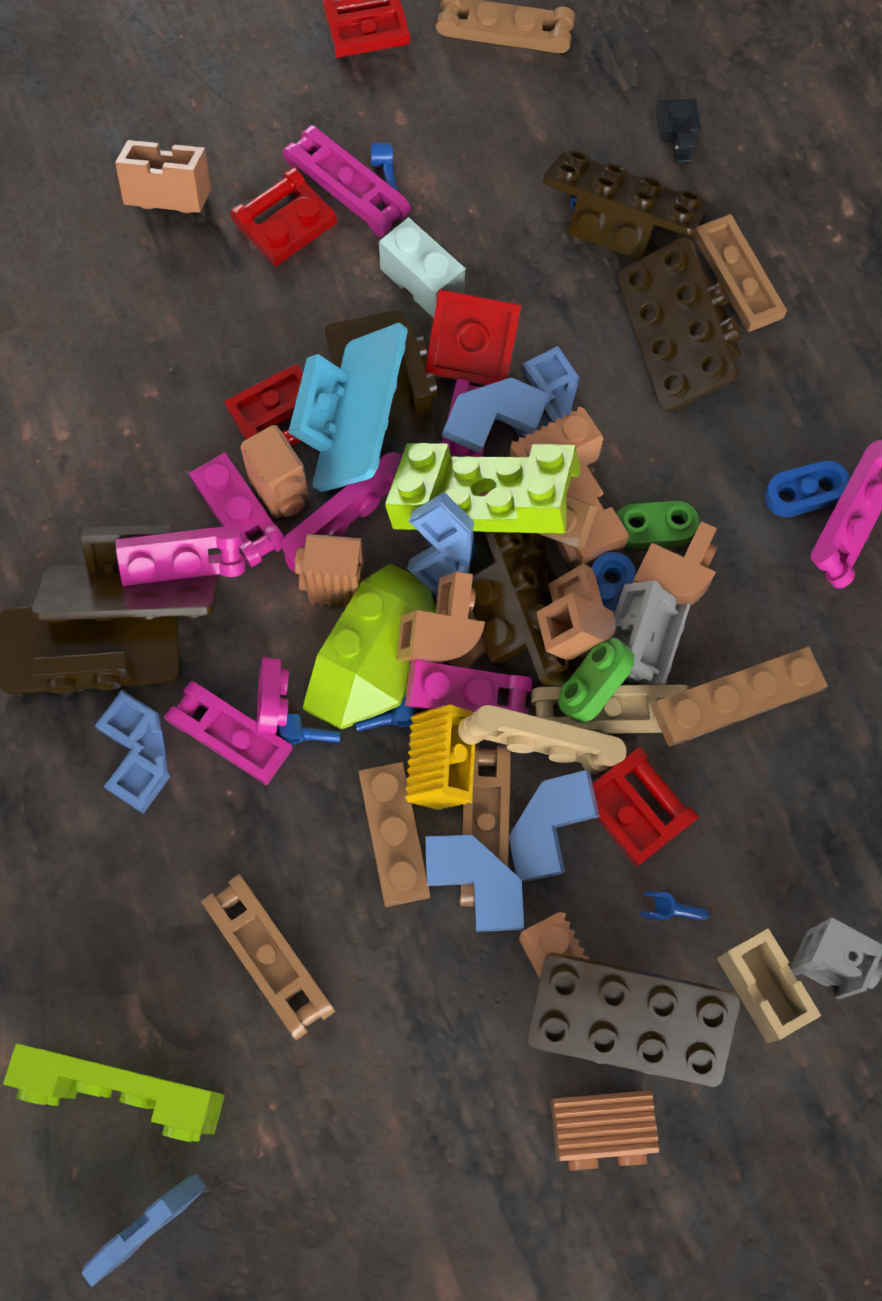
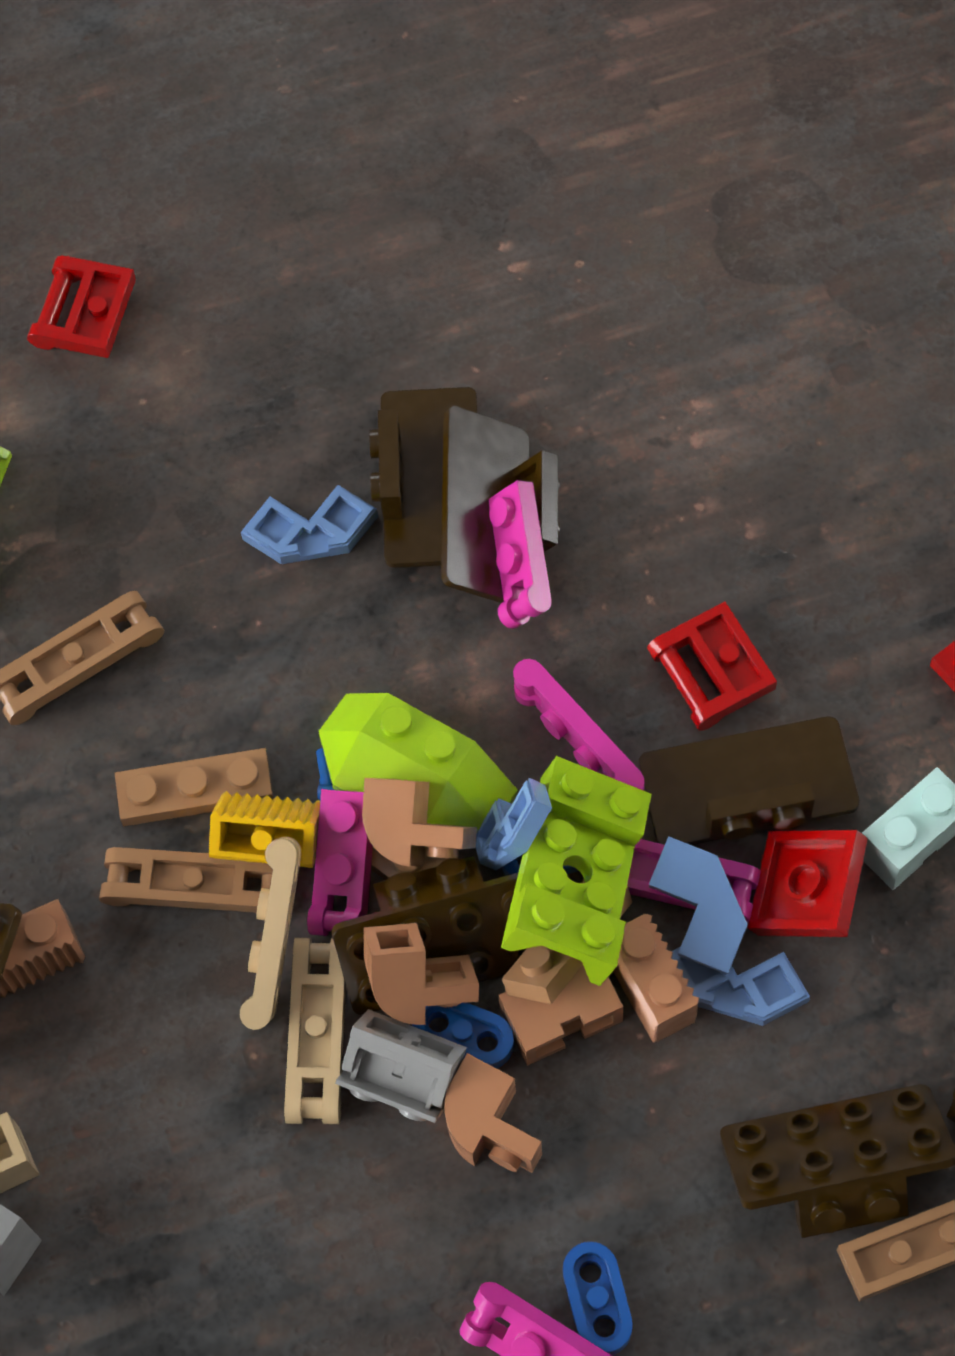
camera: 100 degrees right, 5 degrees down
(229, 733) = (318, 616): dark pink plate -> none
(237, 506) = (592, 622): dark pink plate -> none
(270, 707) = (337, 648): dark pink plate -> none
(275, 472) = (618, 651): nougat brick -> none
(294, 733) = (318, 680): blue hand -> none
(330, 569) = (493, 709): nougat brick -> none
(348, 407) = (705, 723): medium azure bracket -> none
(466, 862) = (112, 879): medium blue tile -> none
(535, 837) = (173, 932): medium blue tile -> none
(596, 680) = (335, 992): bright green plate -> none
(630, 818) = (190, 1036): red plate -> none
(657, 524) = (557, 1102): bright green plate -> none
(667, 907) = (78, 1077): blue hand -> none
(738, 696) = (319, 1178): medium nougat plate -> none

